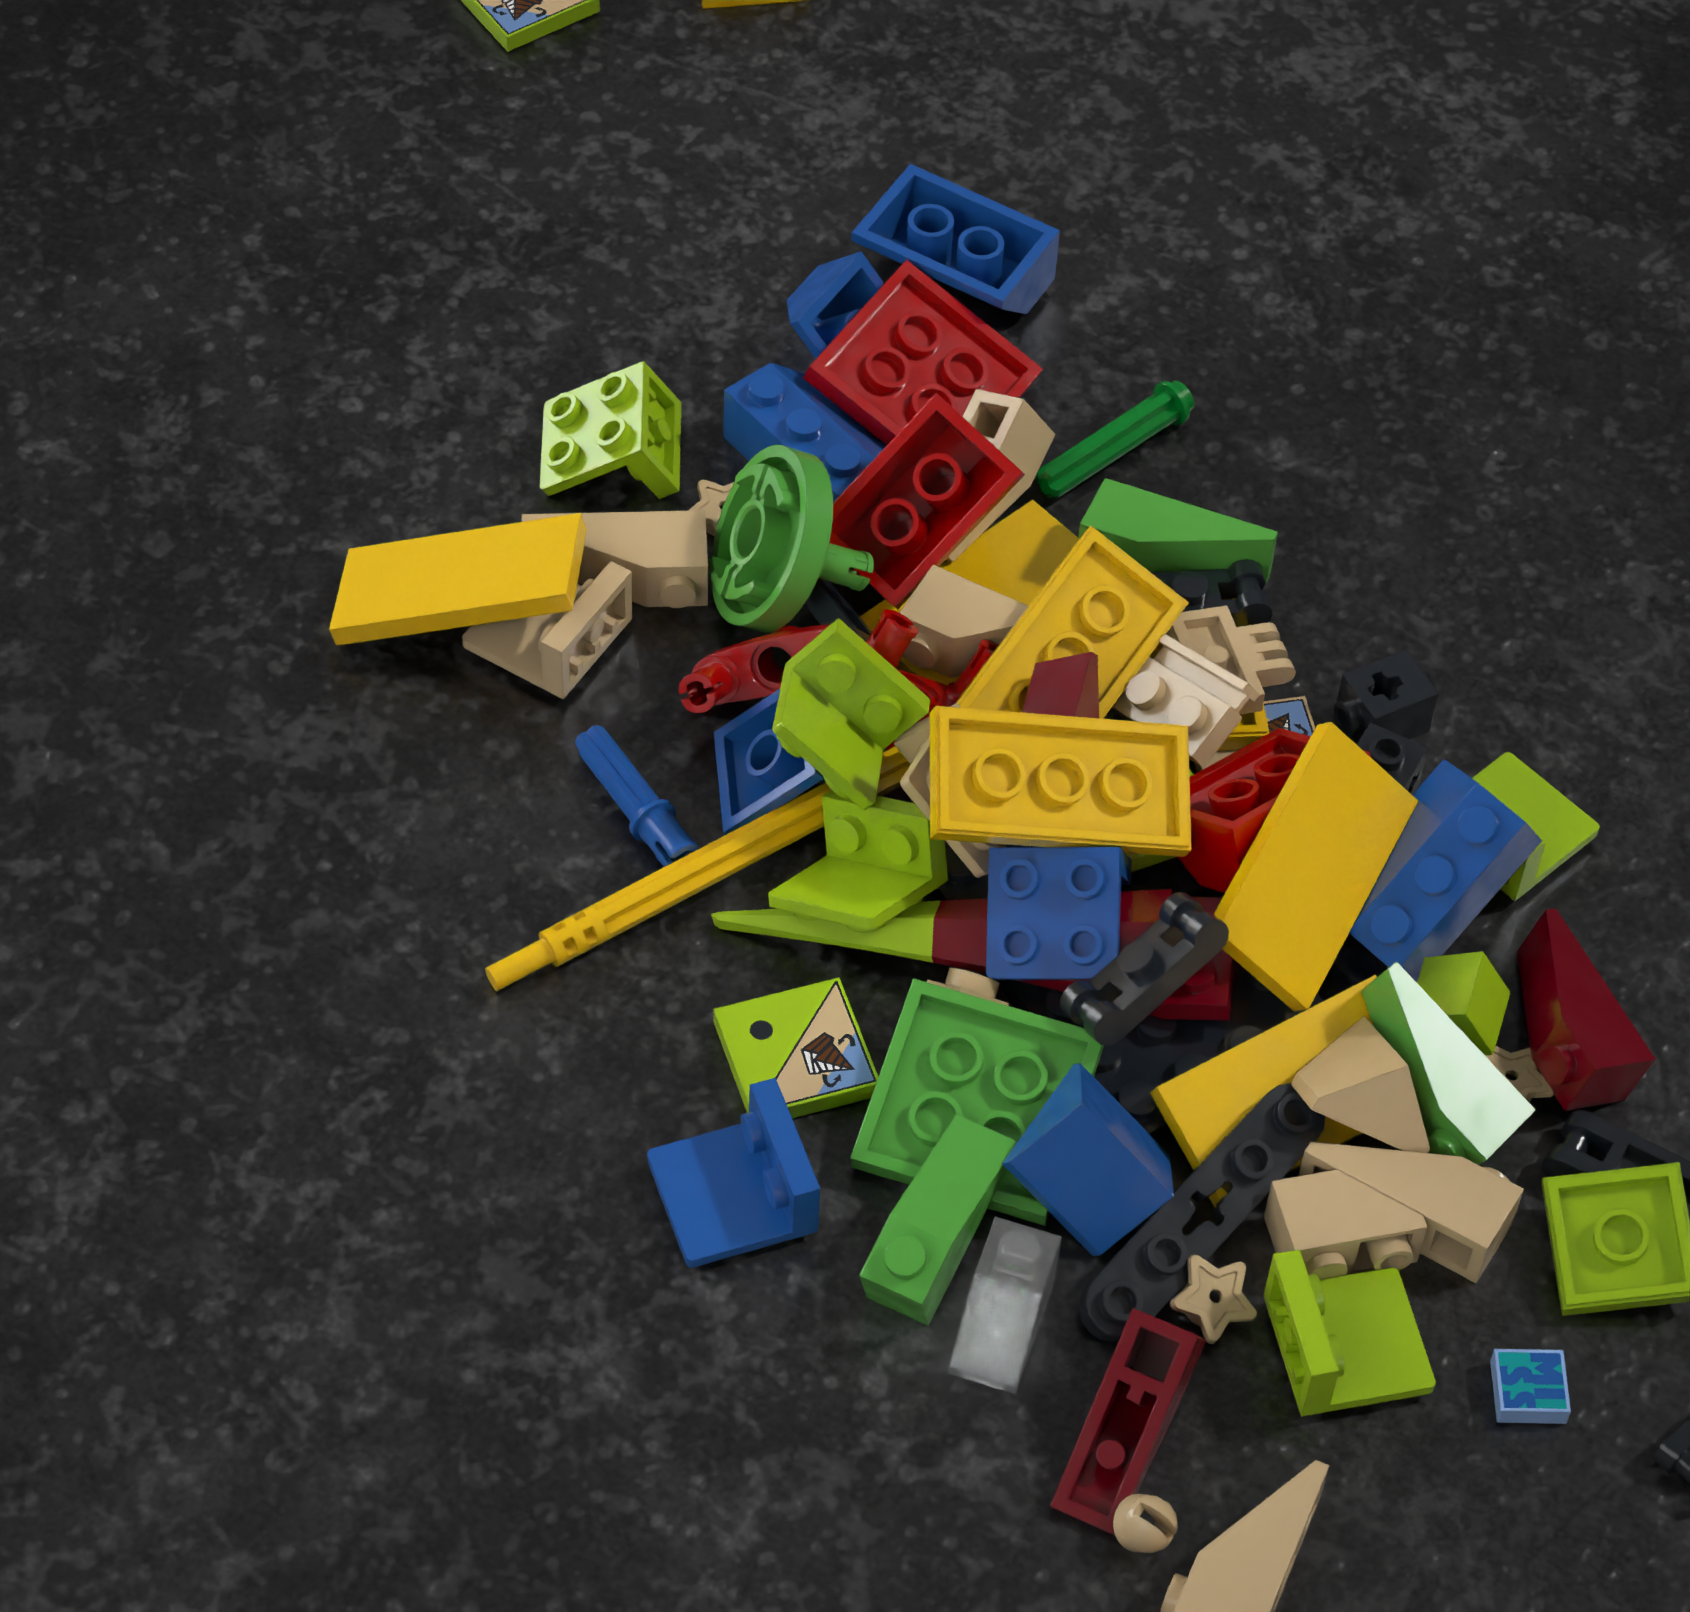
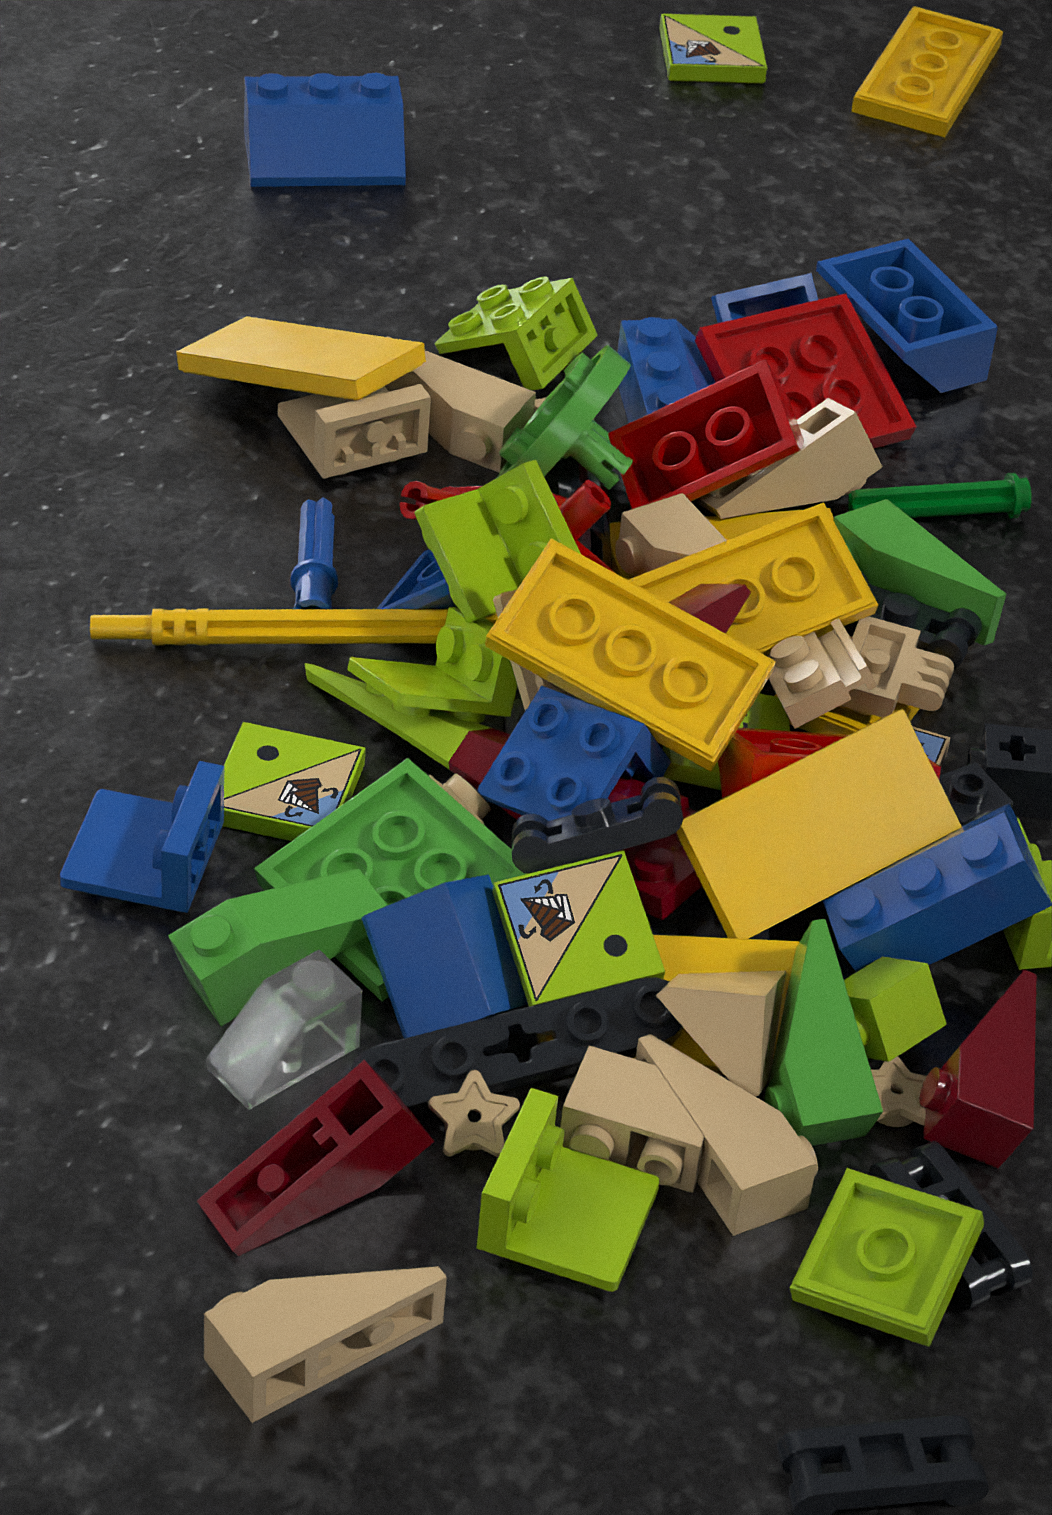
camera: 30 degrees right, 10 degrees down
(248, 286) = (324, 130): none -> blue slope
(1139, 1534) = (246, 1257): tan hinge -> none
(1187, 1077) = (577, 928): none -> tile
(1530, 1386) = (708, 1332): tile -> none

